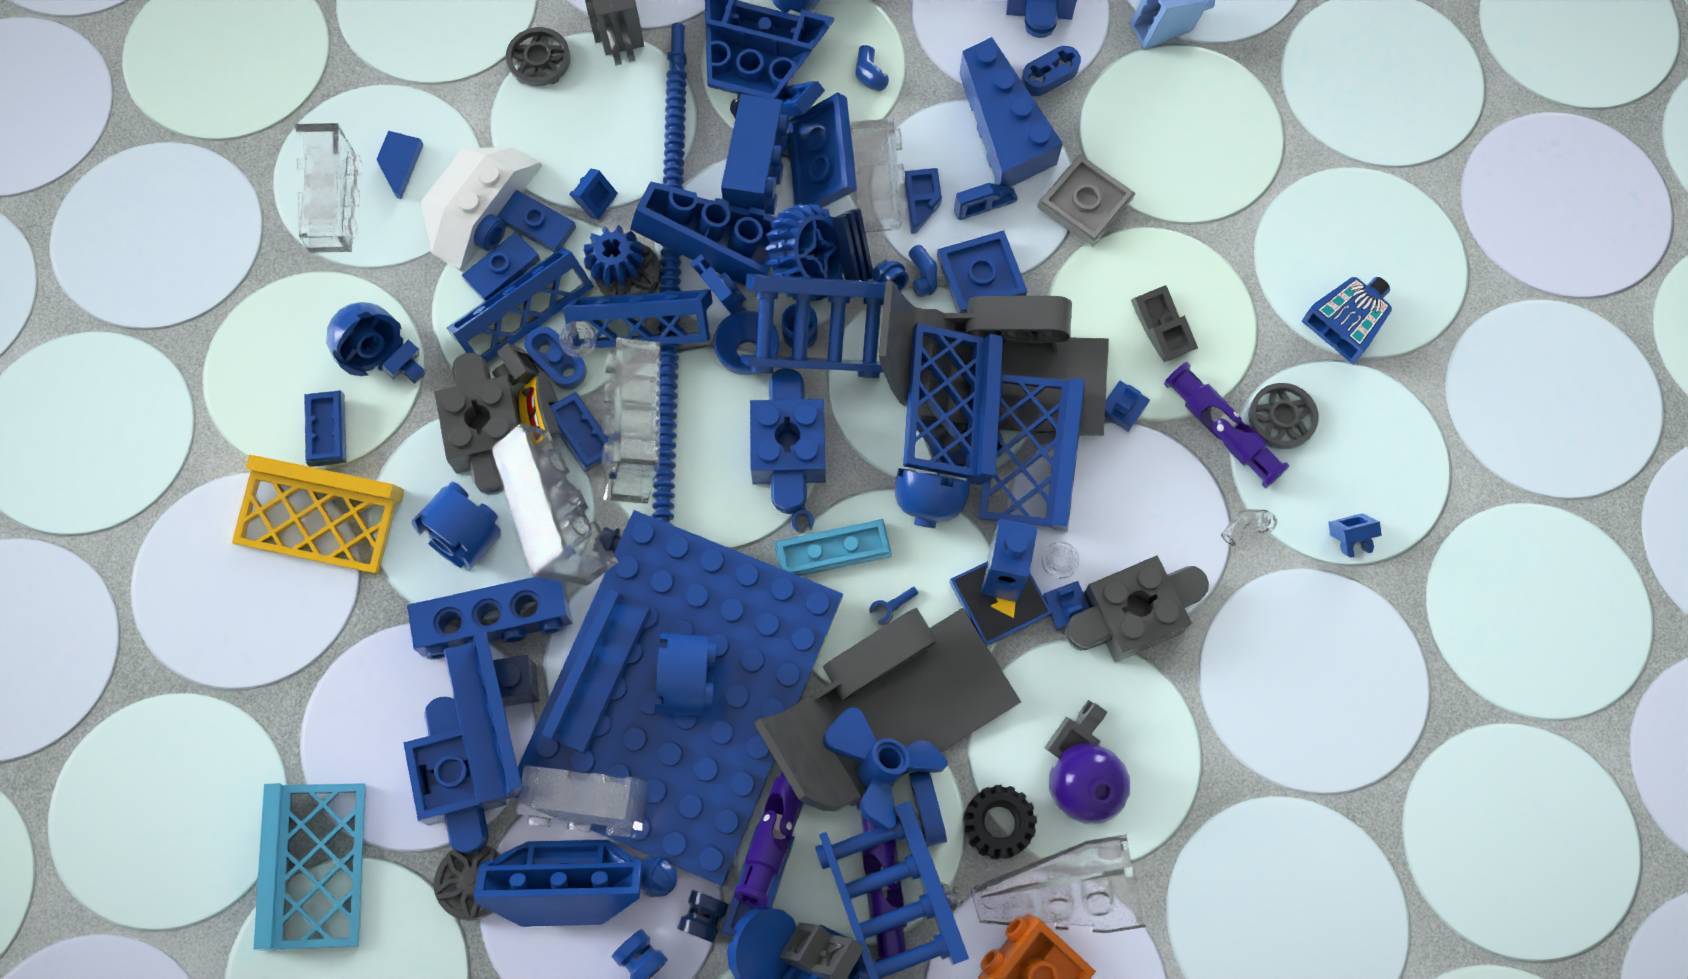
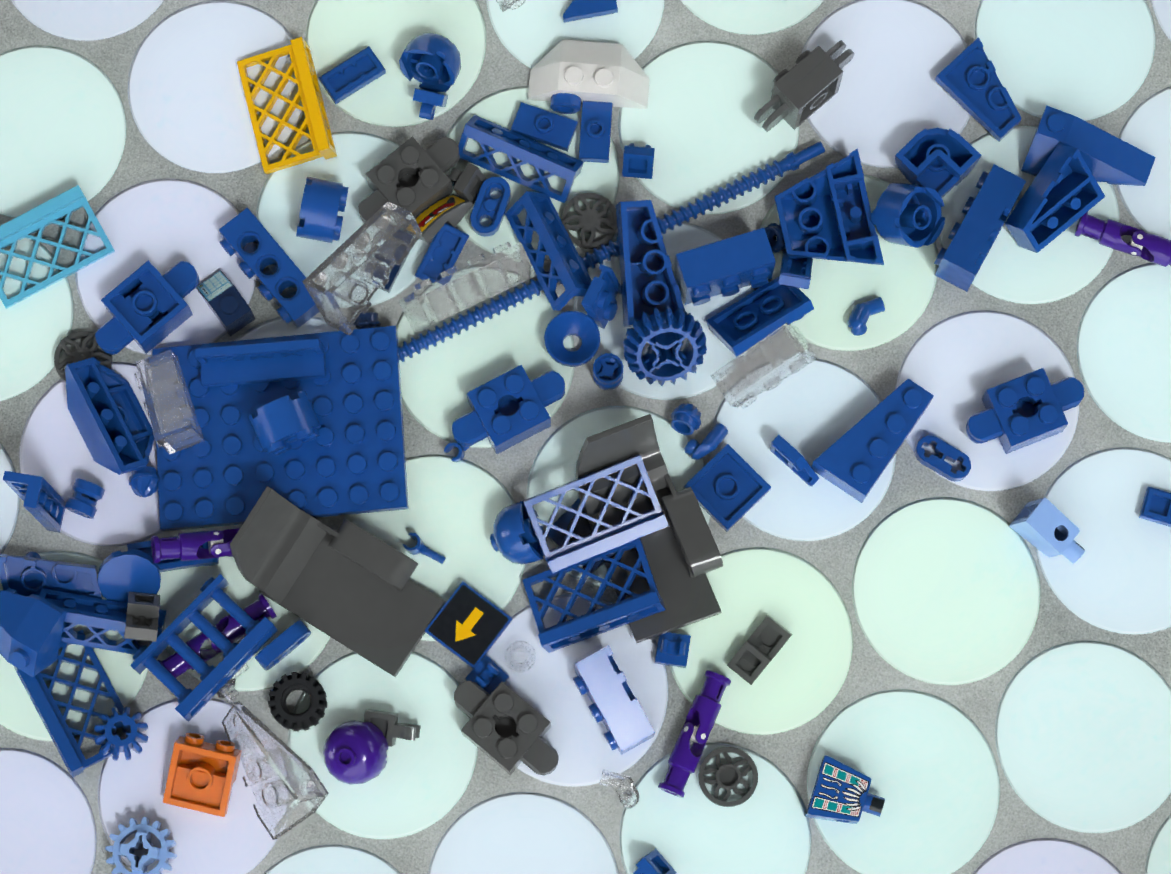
camera: 65 degrees right, 5 degrees up
(482, 721) = (186, 303): blue fence -> none
(538, 56) = (737, 55): dark grey wheel -> none
(566, 339) = (502, 210): clear plate -> none
(610, 244) = (580, 198): blue gear -> none
(699, 925) = (132, 526): dark blue wheel -> none
(804, 291) = (621, 358): blue fence -> none
(834, 548) = (445, 485): medium azure tile -> none
(853, 245) = (694, 380): dark blue tile -> none
(854, 739) = (300, 566): blue piece -> none
(922, 196) = (773, 410): blue tile -> none
(1011, 557) = (493, 613): blue torso -> none
(1086, 200) = (836, 540): light grey plate -> none
(1156, 486) = (612, 701): none -> wedge

